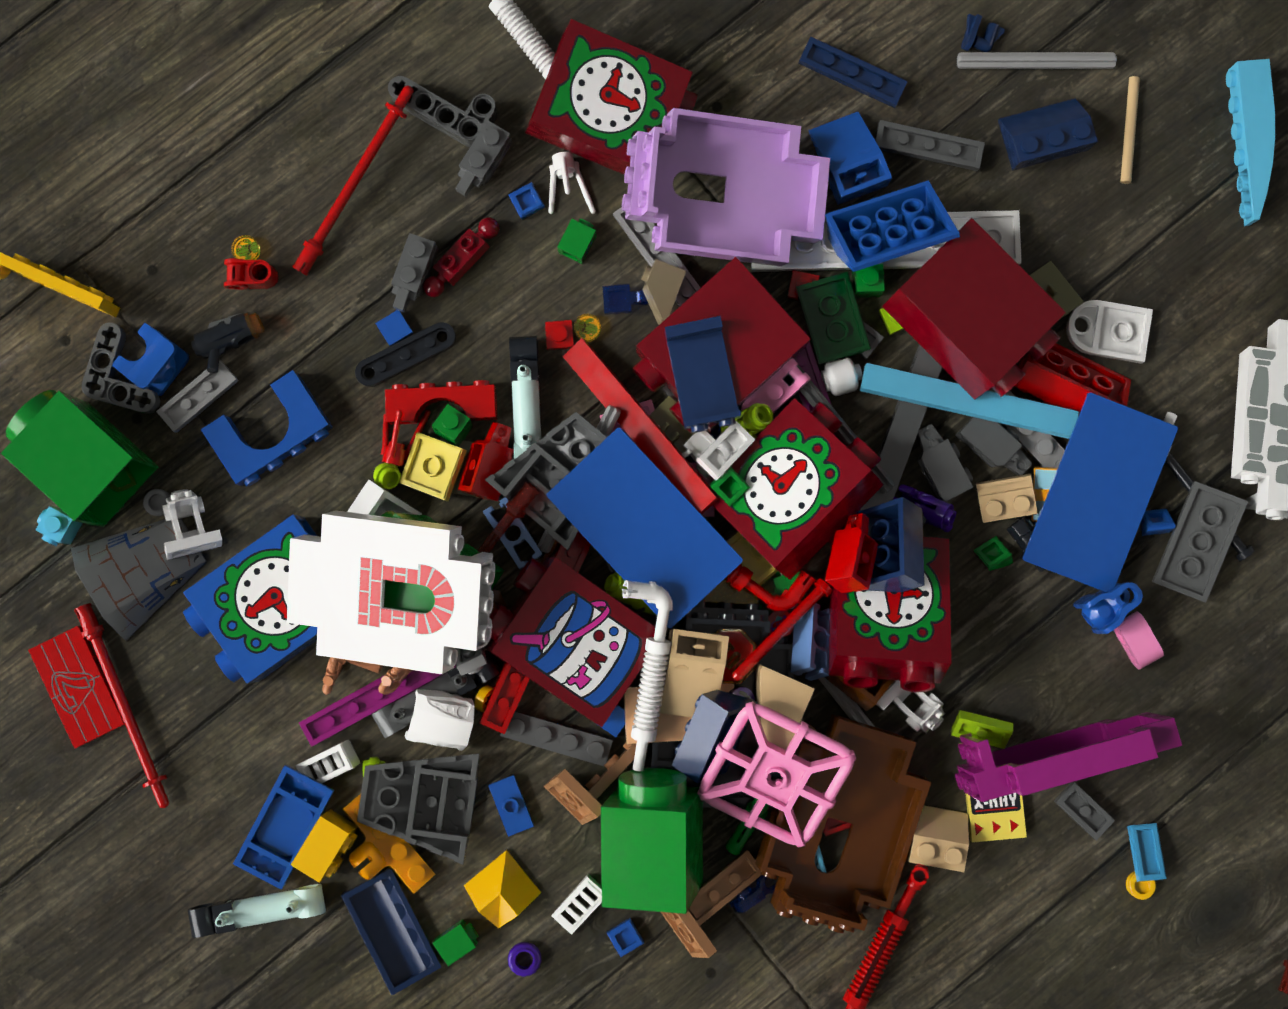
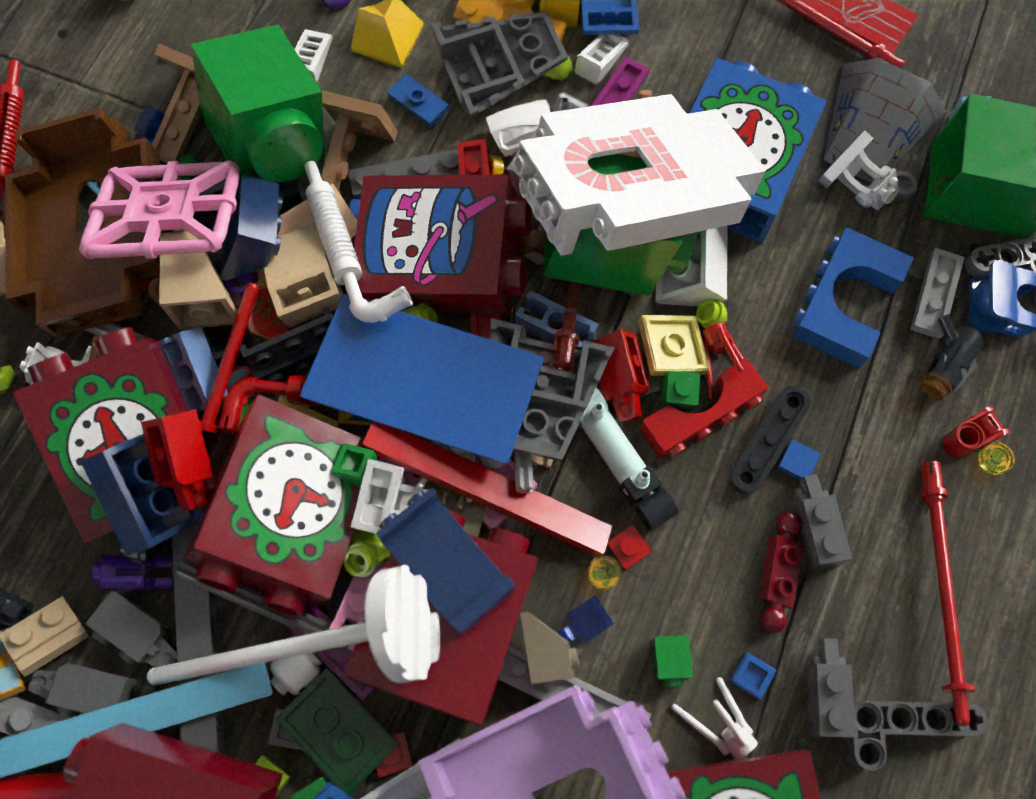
camera: 155 degrees right, 15 degrees down
(758, 338) = (396, 625): none -> white piece
(994, 554) = (37, 569): green slope -> none

